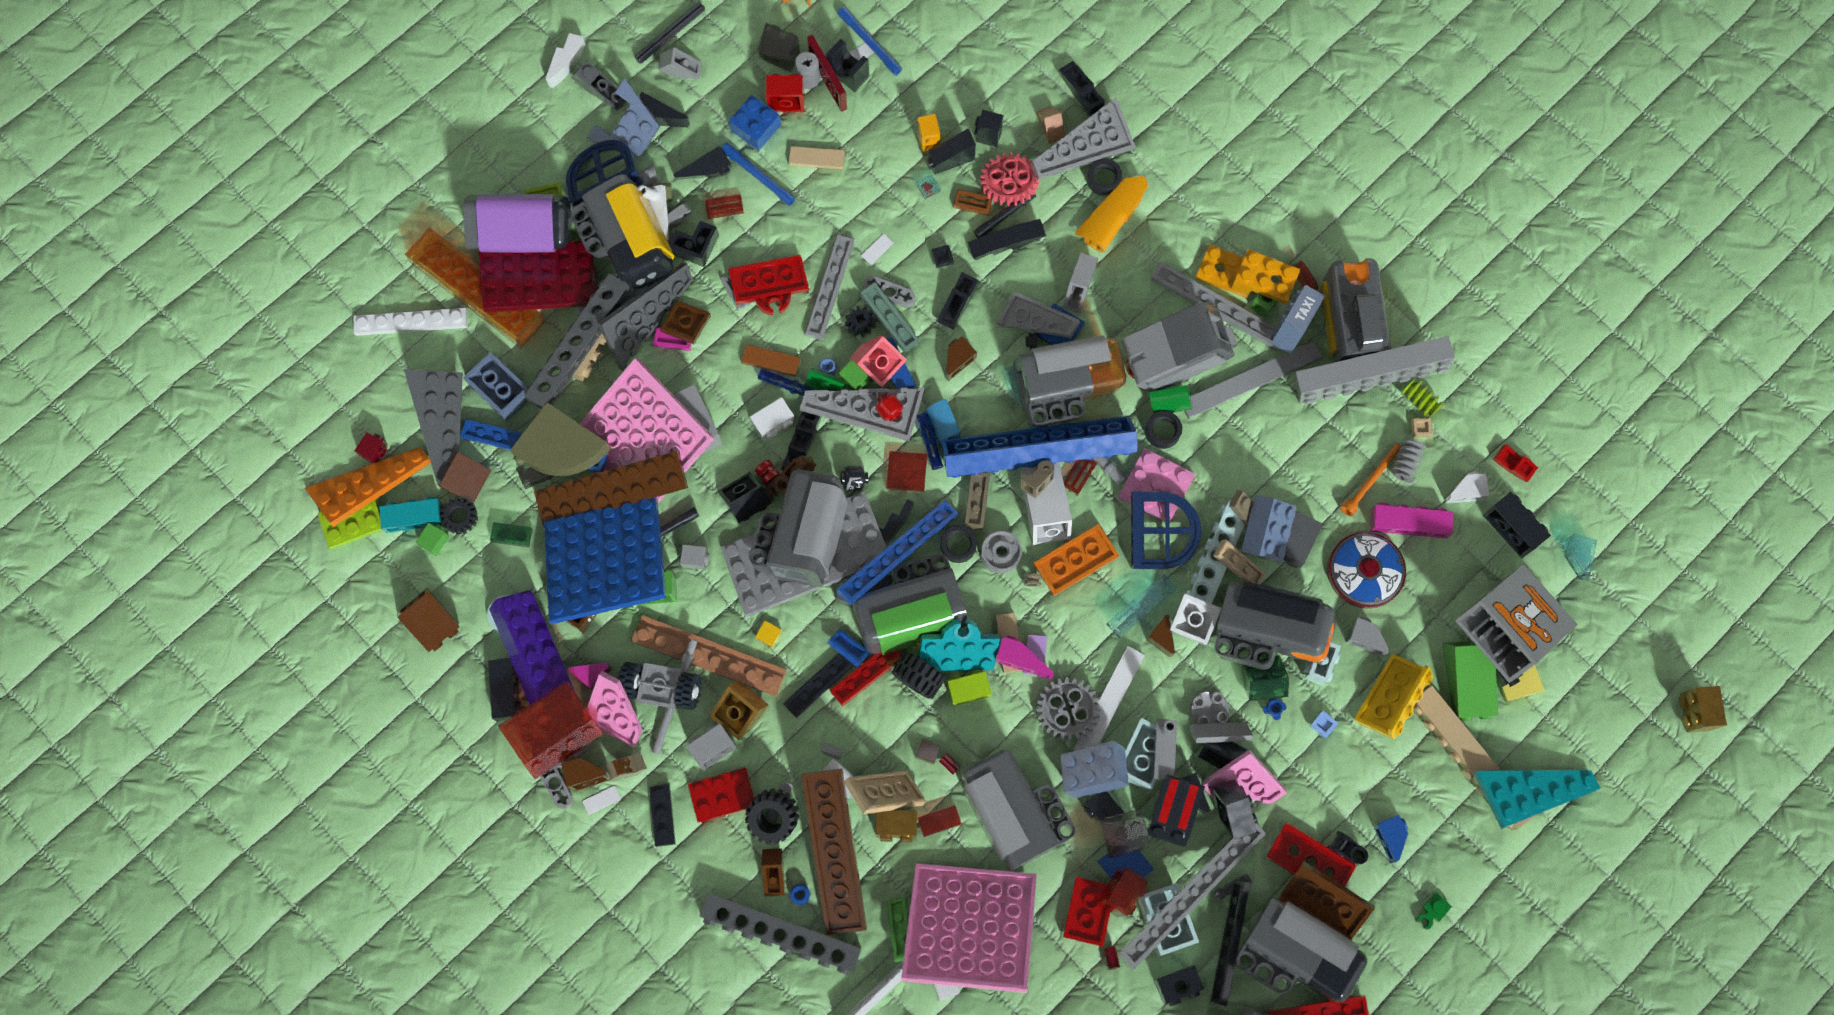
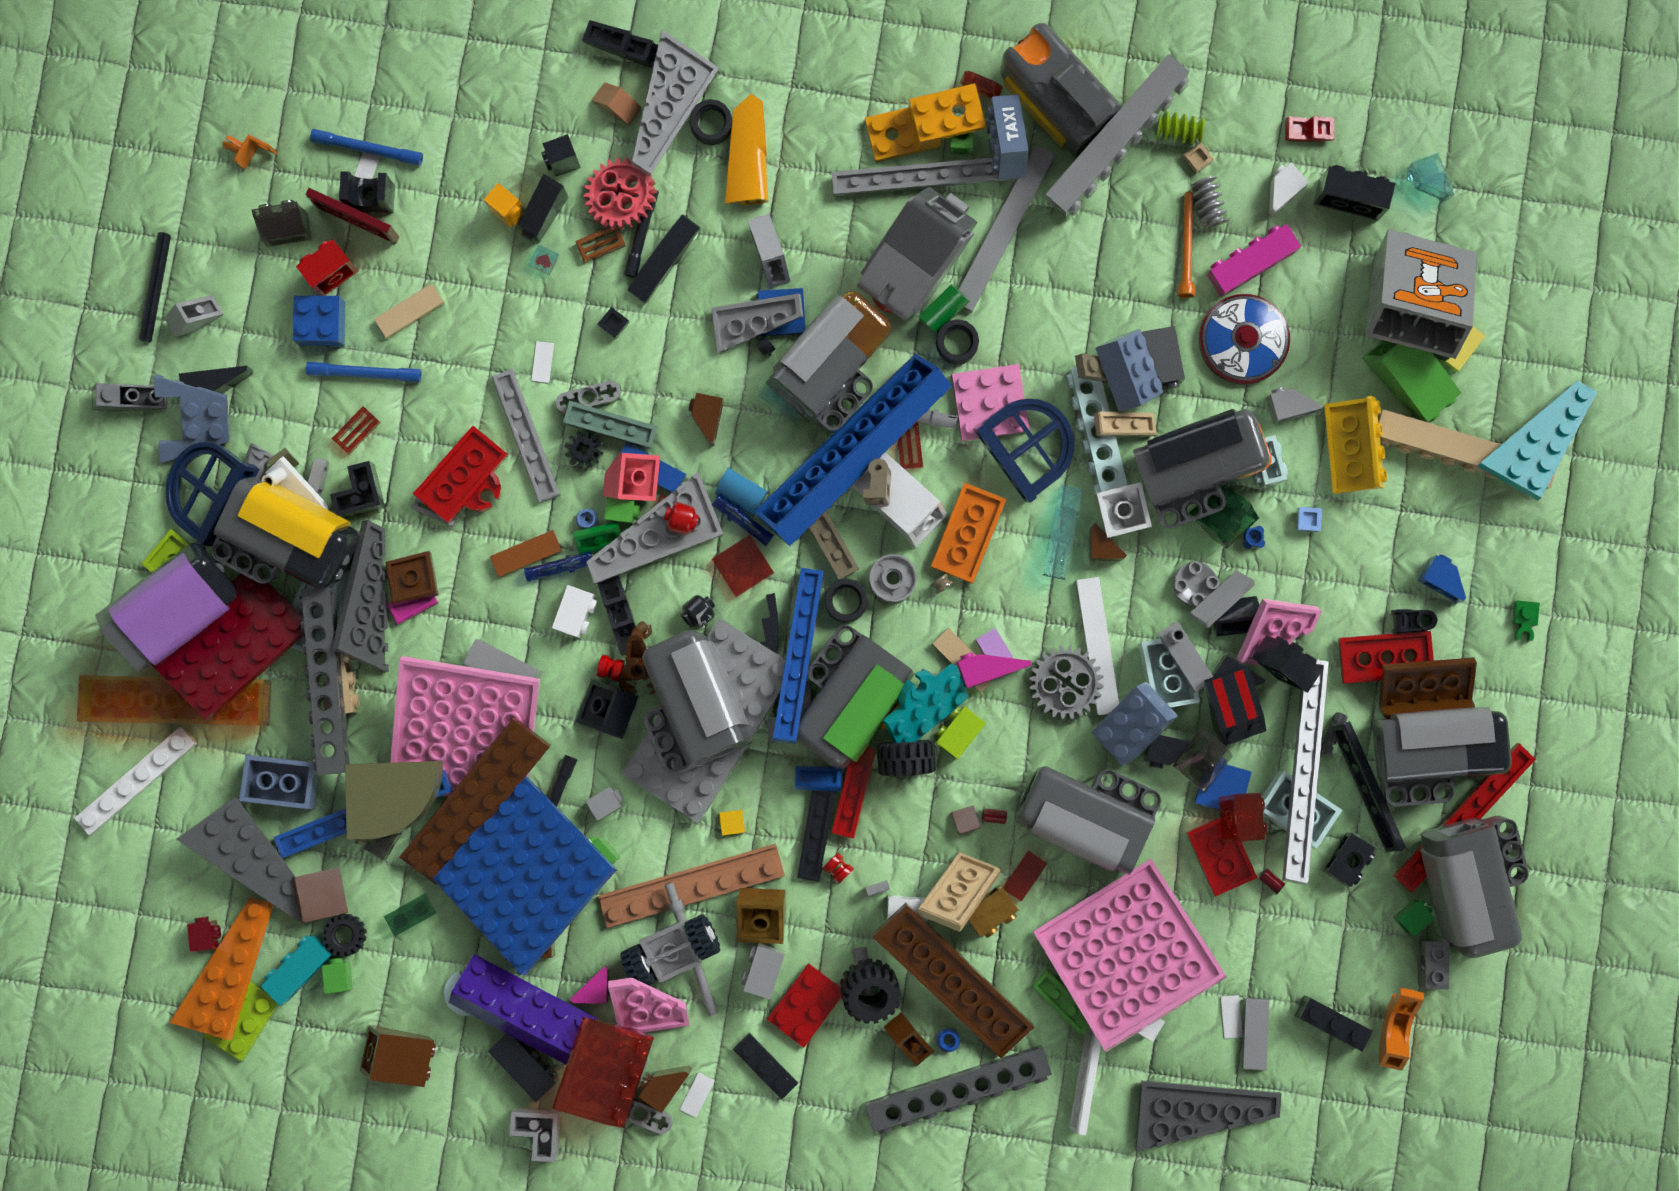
camera: 40 degrees left, 10 degrees up
(482, 743) = (542, 1126): none -> light grey brick
(565, 59) = (70, 395): white slope -> none
(626, 767) = (698, 1049): dark tan leg -> none
(709, 165) = (309, 399): black slope -> none
(808, 66) = (330, 226): light grey piece -> none
(815, 717) = (842, 872): none -> red wheel
(958, 300) = (663, 357): black slope -> none
(1703, 709) = (1640, 248): pearl gold brick -> none

